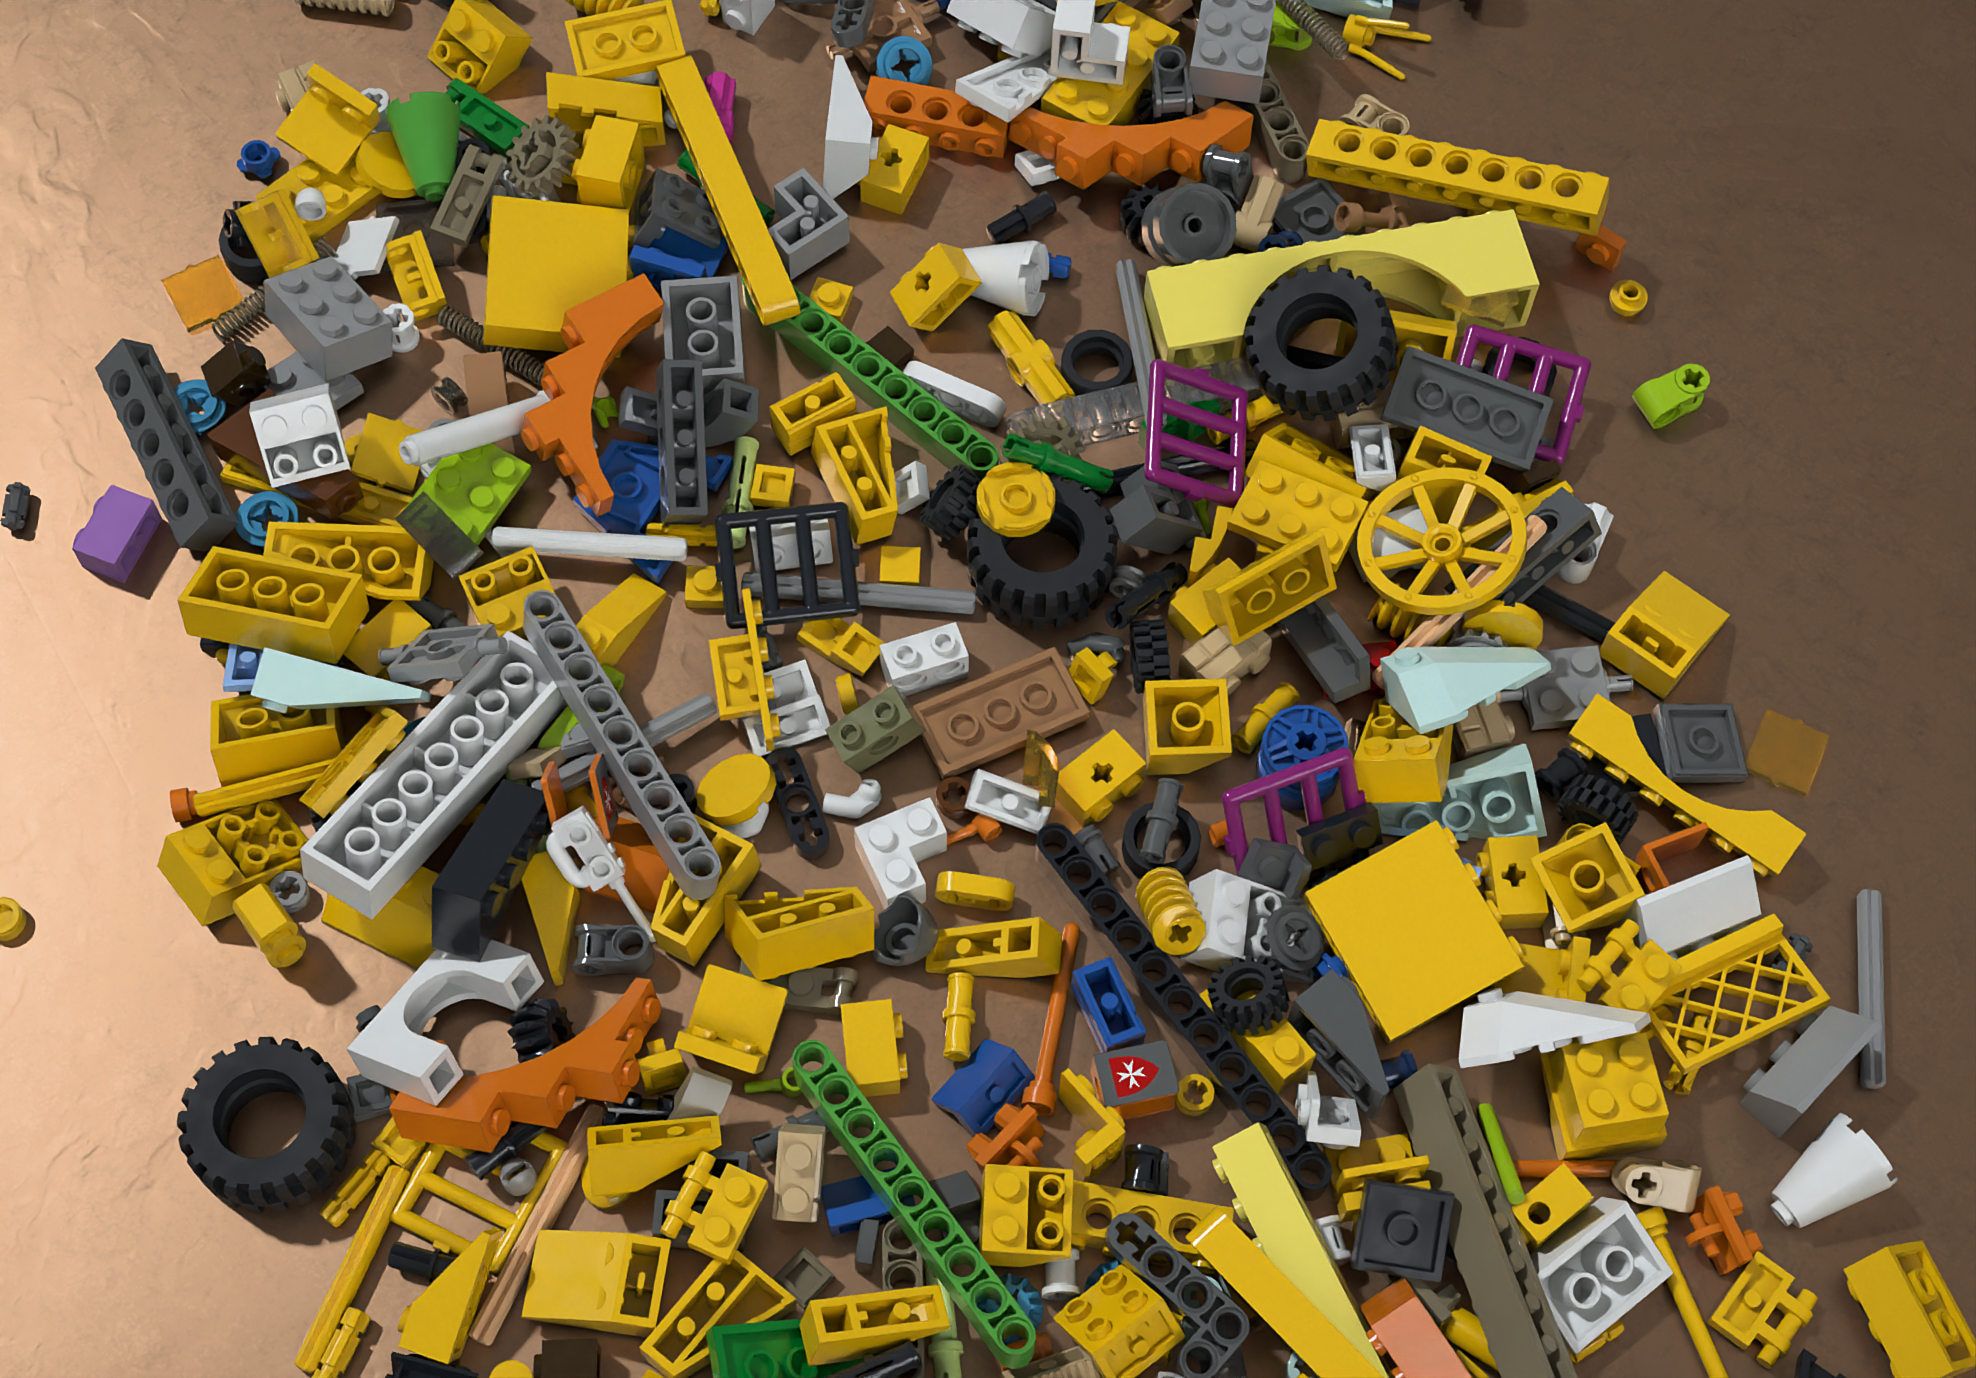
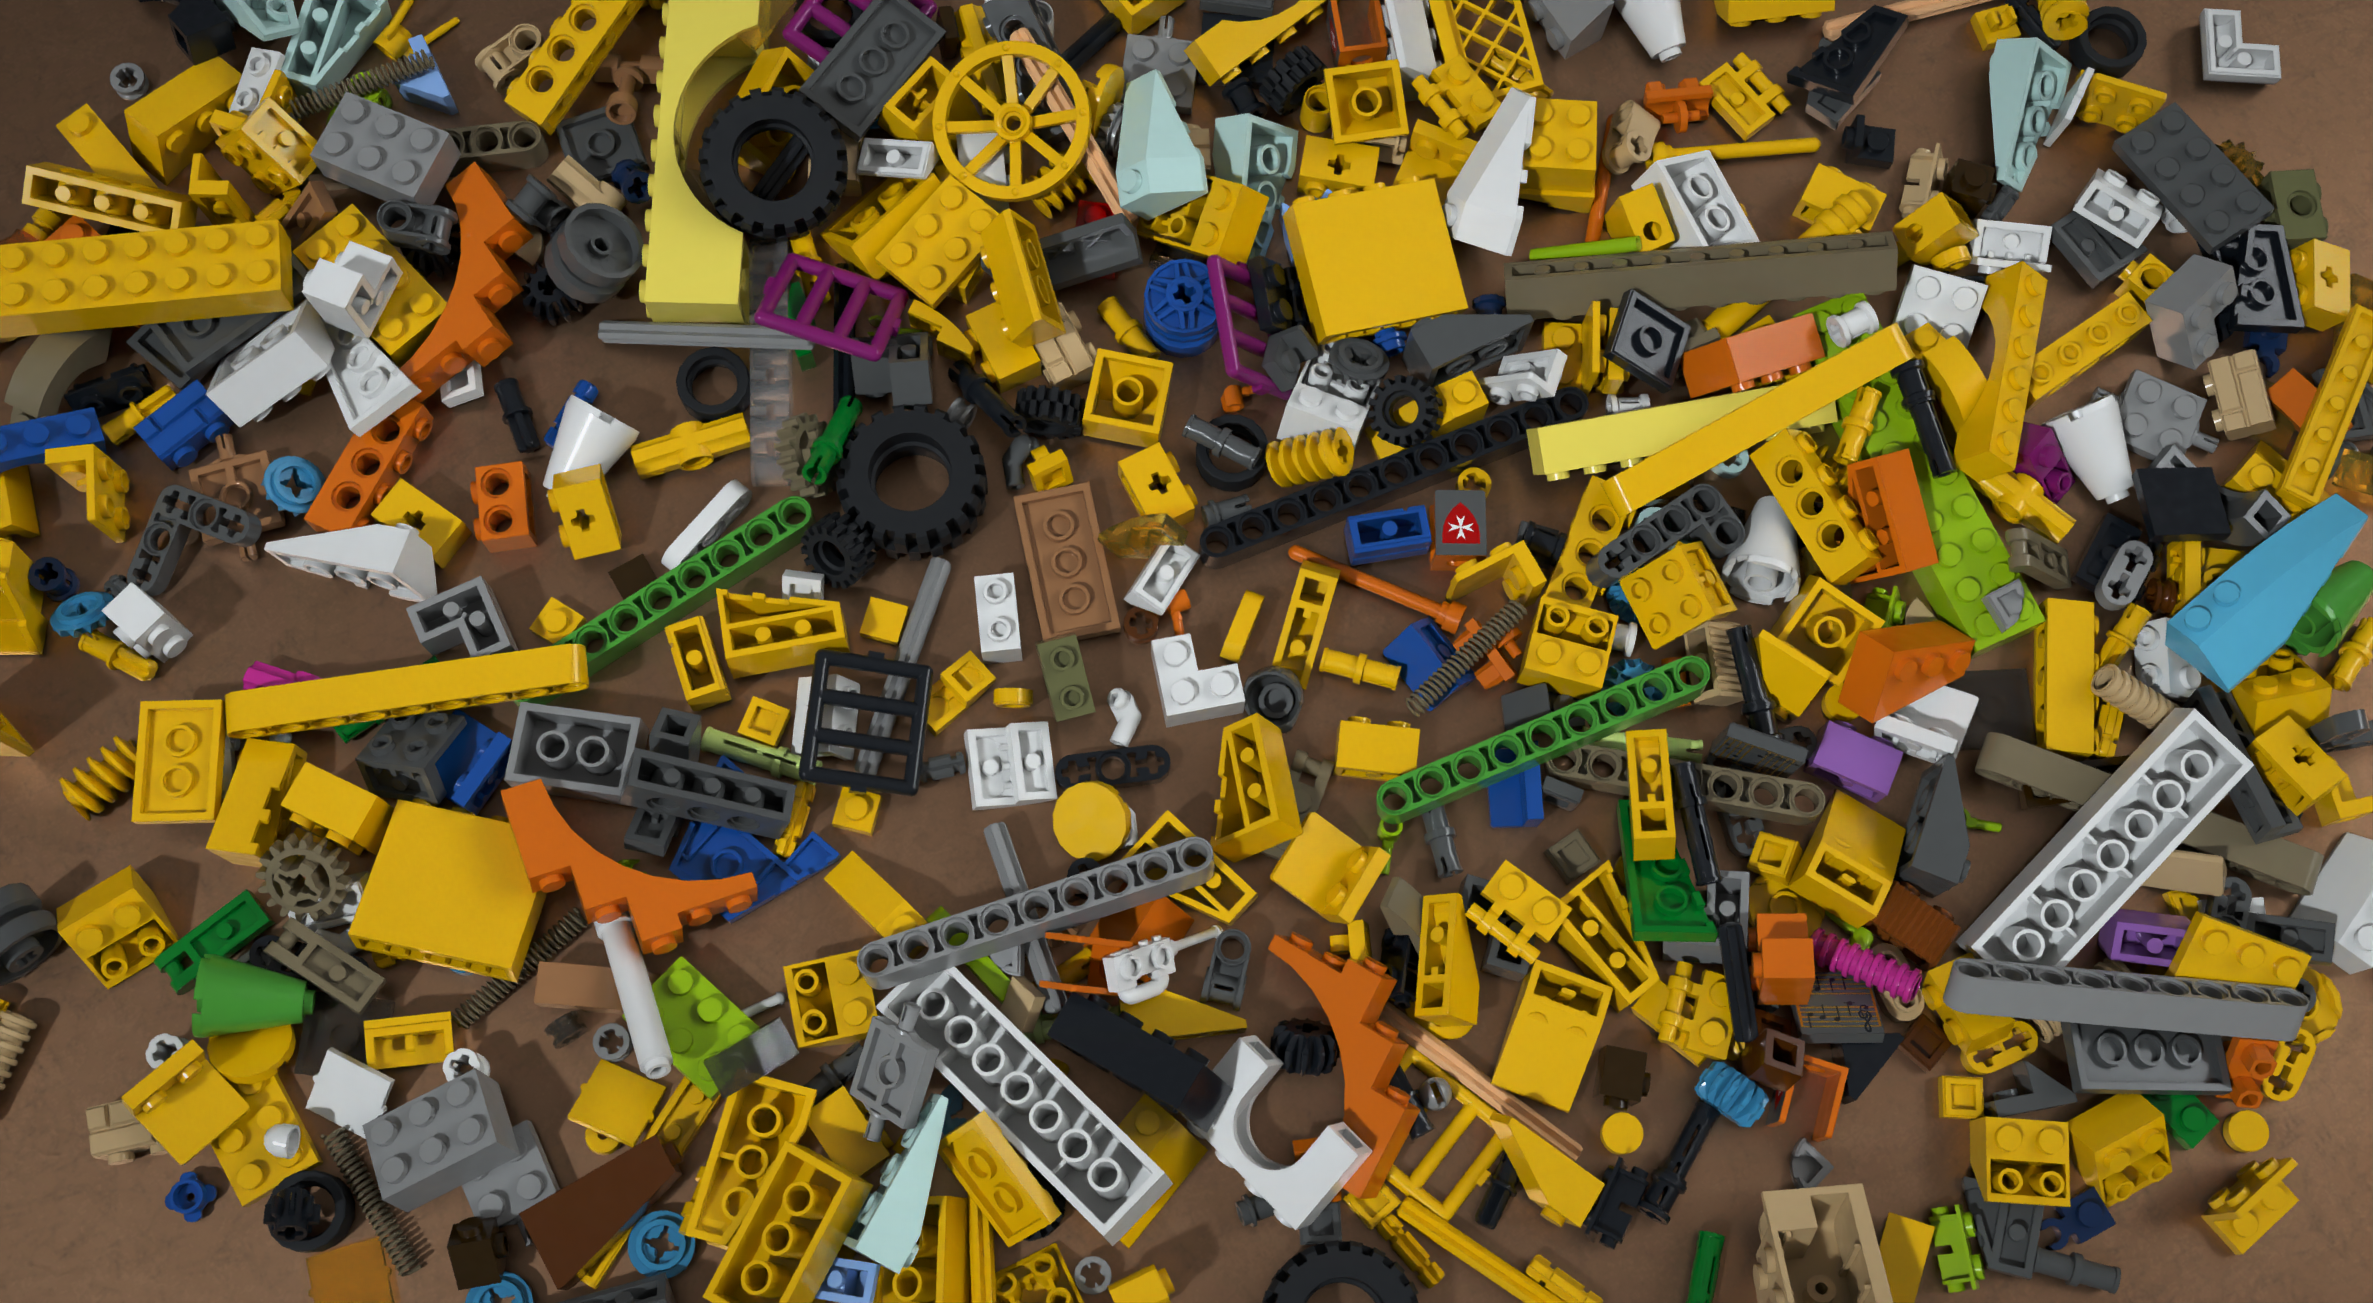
camera: 80 degrees left, 10 degrees up
(277, 233) = (323, 1177): yellow hinge -> none
(299, 435) = (595, 1184): white slope -> none
(590, 543) = (788, 912): white axle -> none
(739, 674) = (975, 788): yellow bracket -> none
(799, 1173) = (1487, 835): tan brick -> none
(926, 222) = (513, 505): none -> orange brick
(997, 1122) = (1490, 639): none -> dark tan piece
(1015, 499) = (867, 485): yellow tile -> none
(1327, 73) = (426, 88): none -> light blue slope

